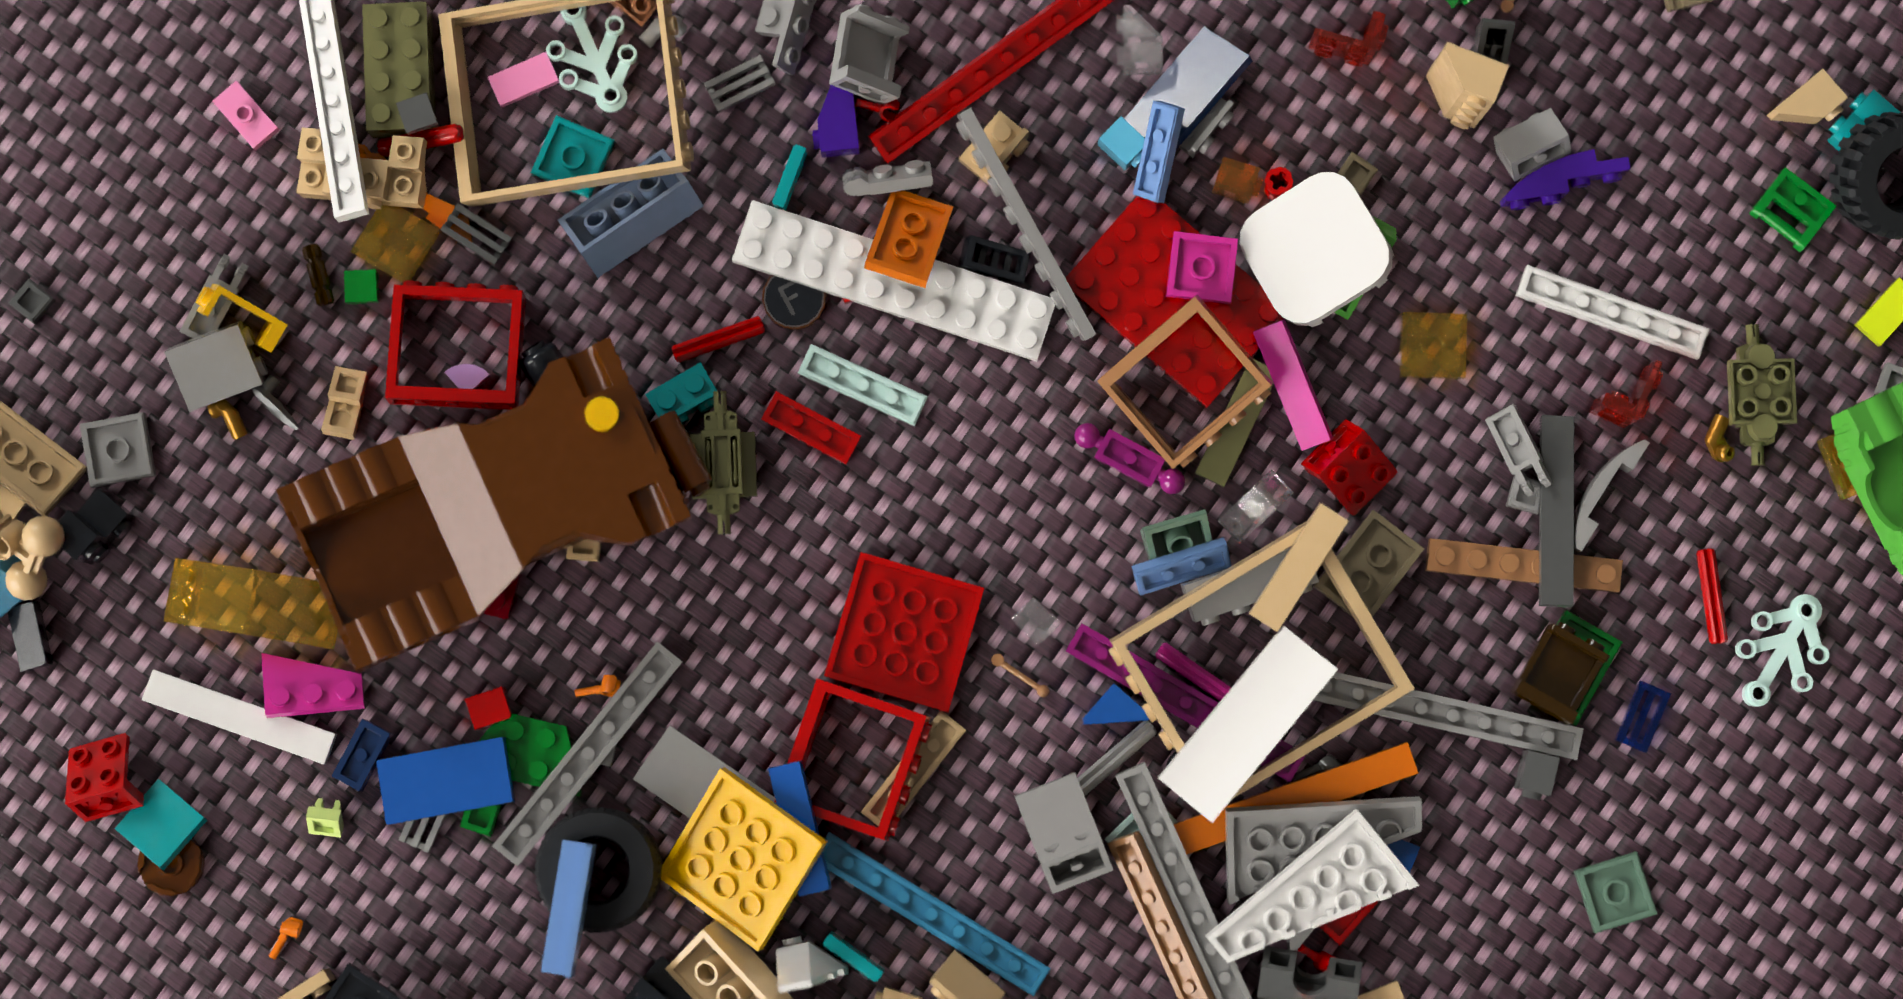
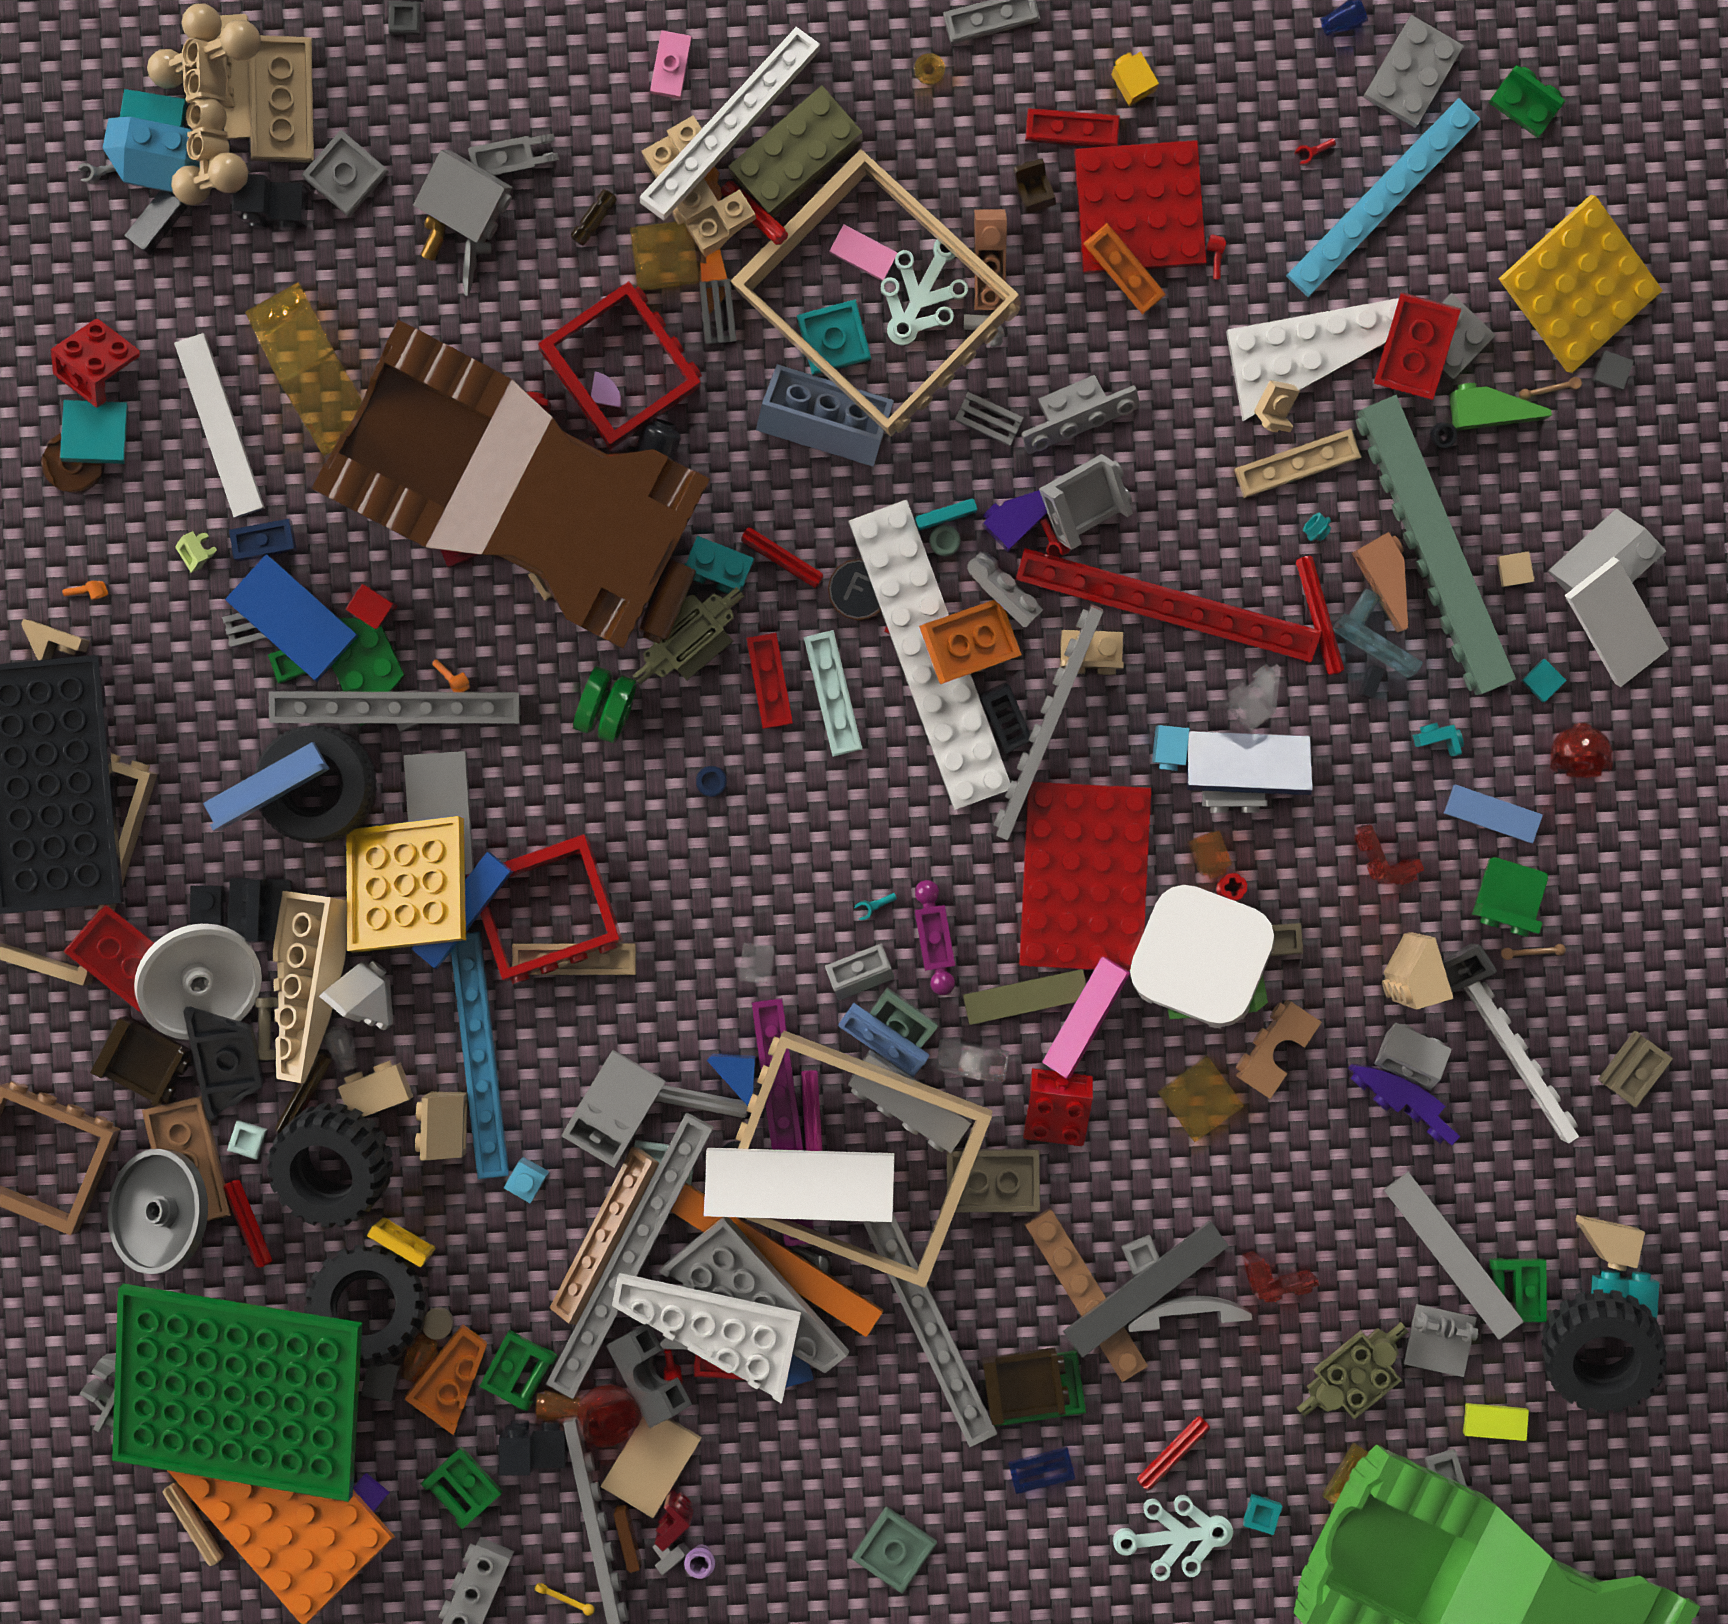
camera: 50 degrees right, 5 degrees up
(269, 333) = (526, 215): yellow panel -> none
(308, 688) = (279, 459): dark pink wing -> none
(344, 403) = (514, 315): tan slope -> none
(361, 286) = (610, 256): green tile -> none
(417, 113) = (770, 194): dark grey tile -> none
(601, 414) = (645, 520): yellow tile -> none
(720, 578) = (600, 702): none -> green wheel
(810, 196) = (944, 540): none -> sand green tile
(853, 956) = (400, 1024): teal tile -> none
(855, 540) = (711, 781): none -> dark blue tile
(904, 632) = (671, 871): red plate -> none
(998, 660) = (706, 957): medium nougat hinge -> none
(1064, 485) = (874, 905): none -> teal hand
(1066, 954) = (526, 1179): none -> medium azure brick
(1110, 542) = (859, 972): none -> light grey slope
(1158, 151) = (1184, 778): medium blue tile -> none
(1202, 267) = (1121, 880): dark pink plate -> none
(1209, 433) = (998, 983): medium nougat window -> none
(1298, 567) = (946, 1132): tan tile -> none
(1444, 276) = (1288, 1023): none -> medium nougat arch
(1517, 447) = (1171, 1223): light grey hinge -> none
(1536, 774) = (935, 1425): dark grey brick -> none
(1612, 312) = (1332, 1214): white tile -> none
(1614, 62) = (1528, 1070): none -> white plate
(1715, 440) = (1293, 1367): pearl gold arm -> none
(1723, 239) = (1453, 1255): none -> light grey tile
(1786, 304) = (1440, 1340): none -> light grey hinge
(1819, 562) = (1262, 1514): none -> teal plate

